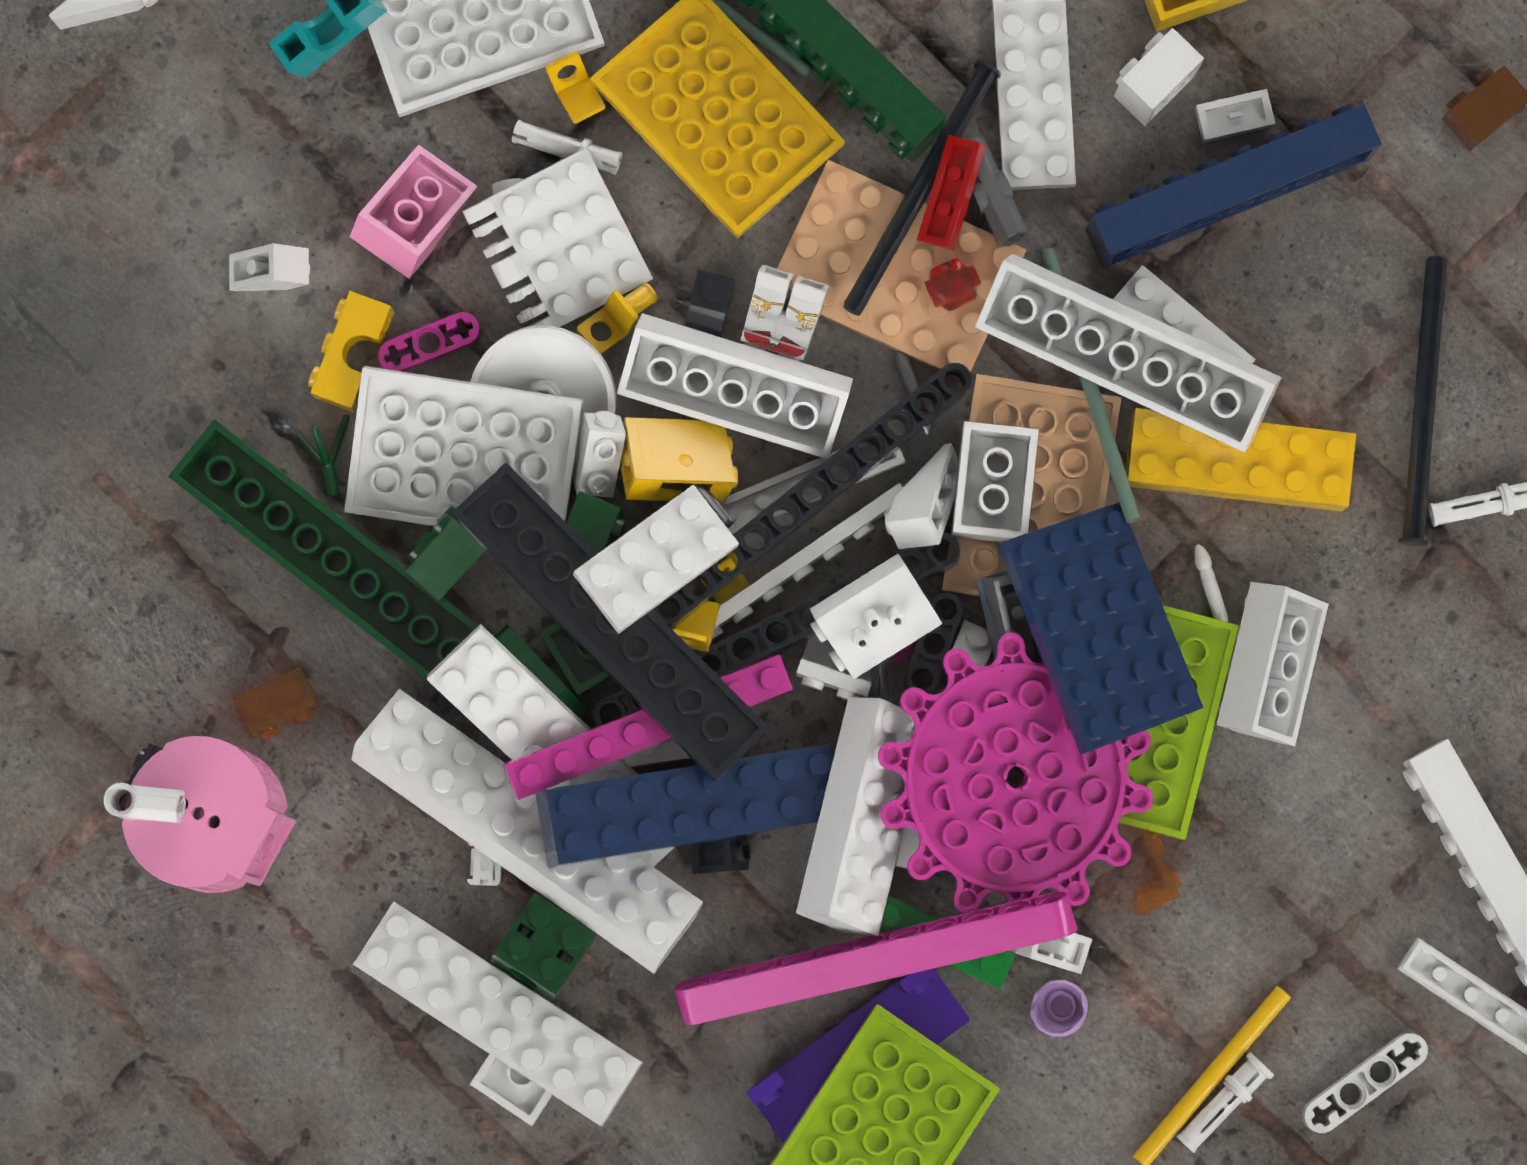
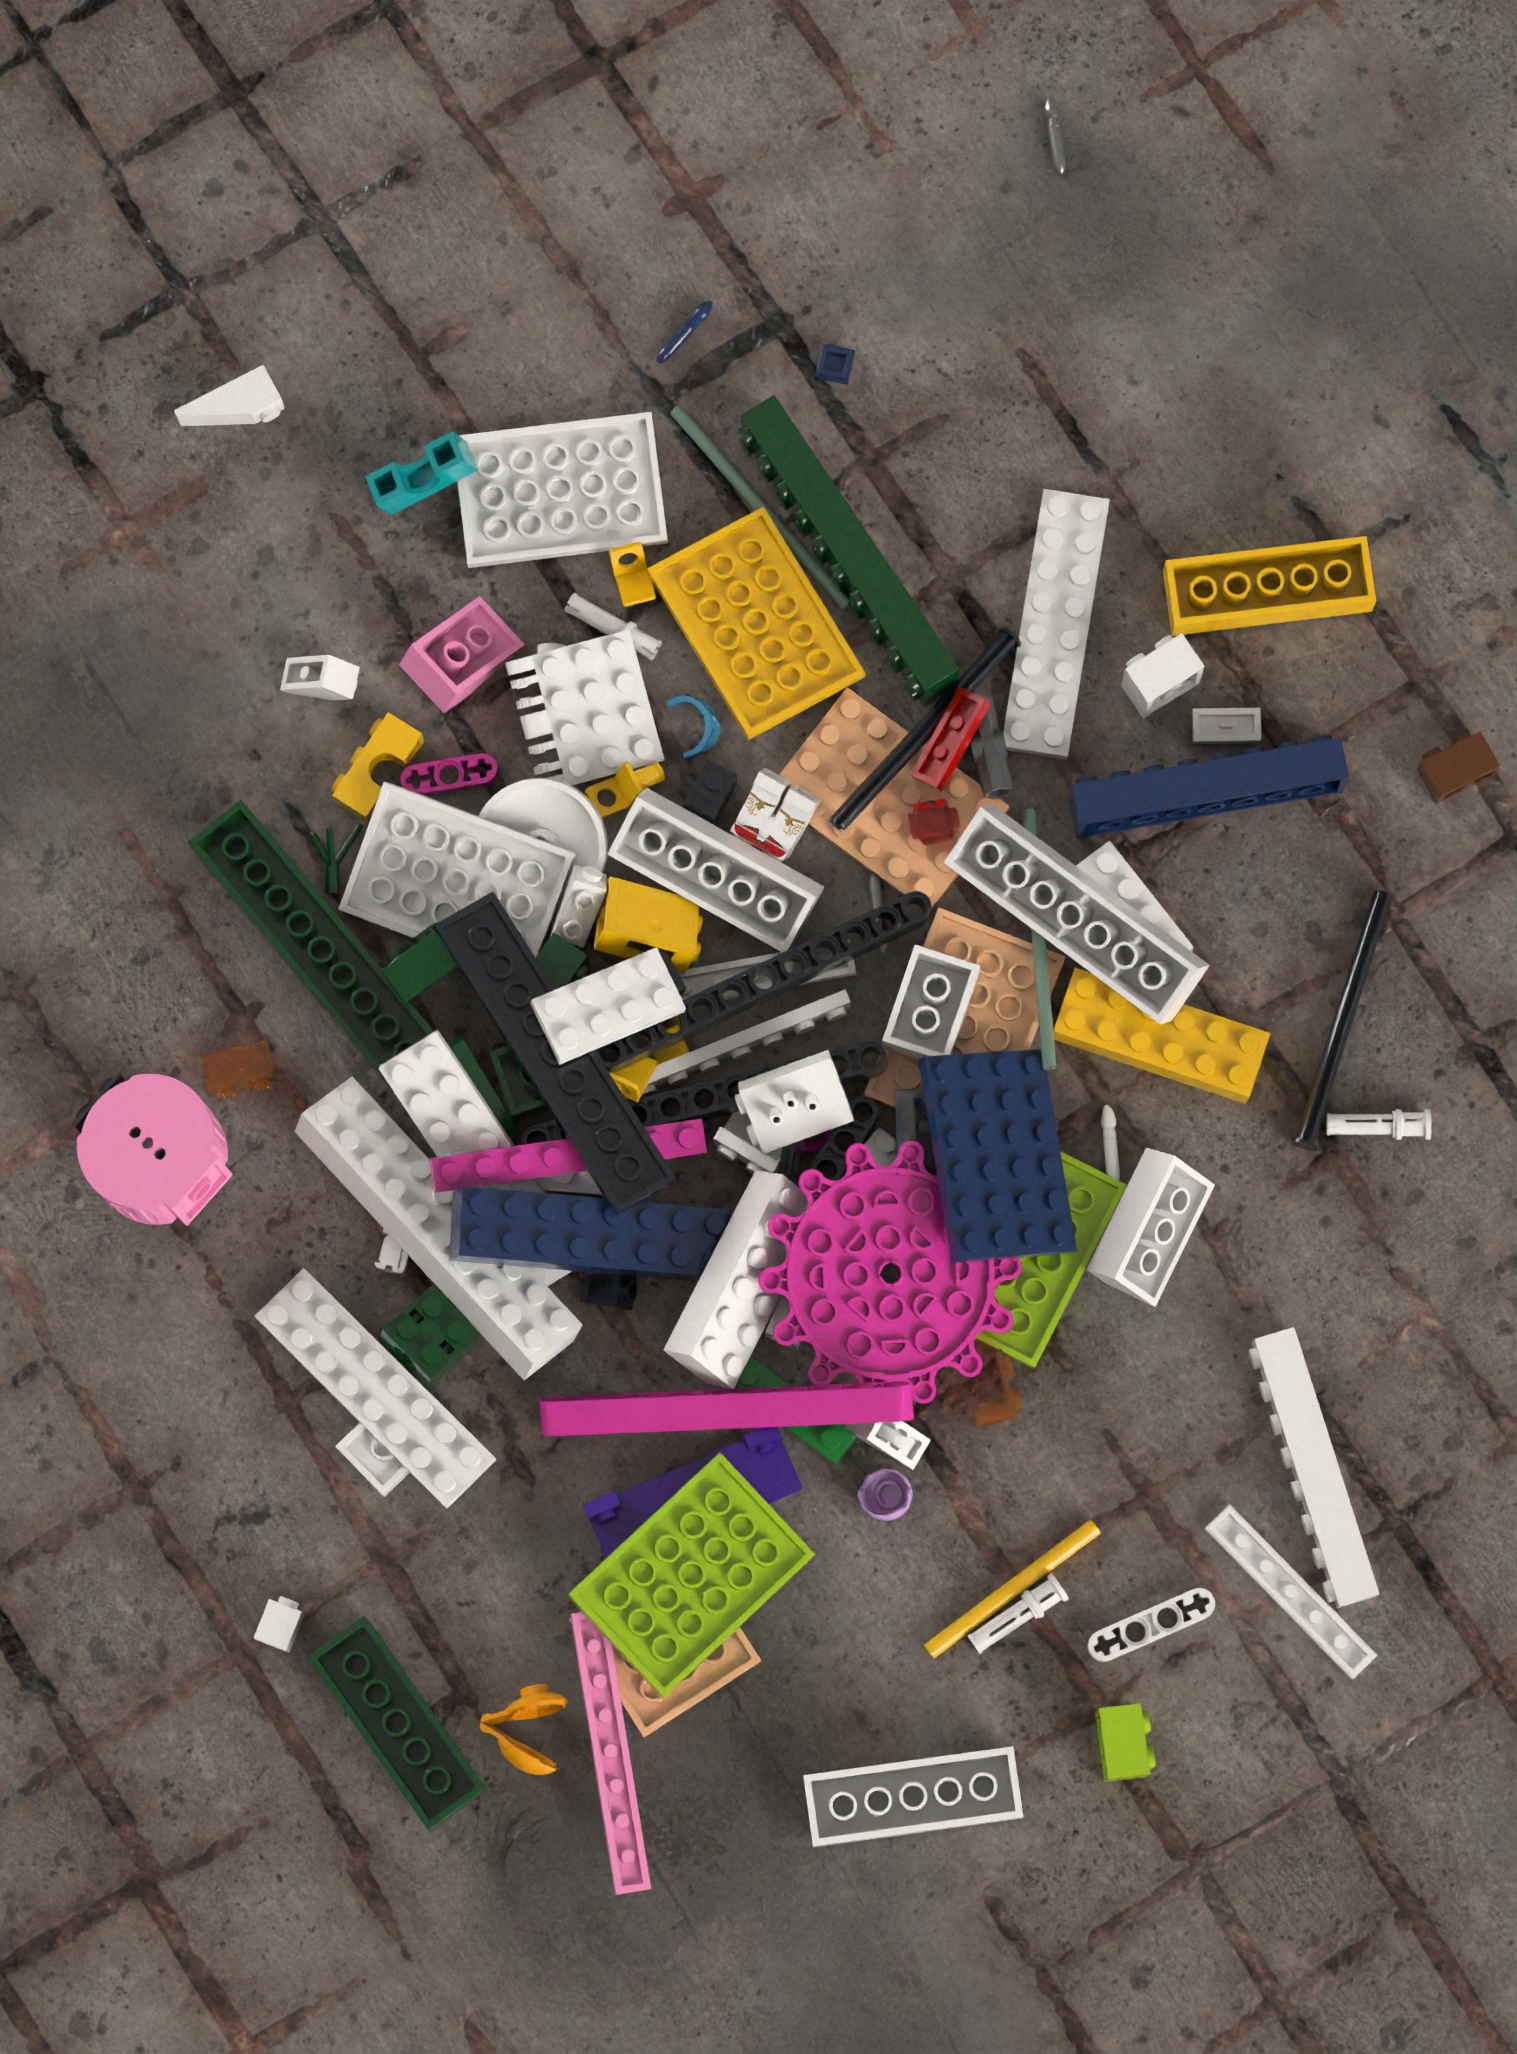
camera: 15 degrees right, 5 degrees down
(147, 803) = (104, 1124): white piece -> none
(694, 228) = (711, 722): none -> dark azure helmet
(925, 502) = (864, 1011): white slope -> none

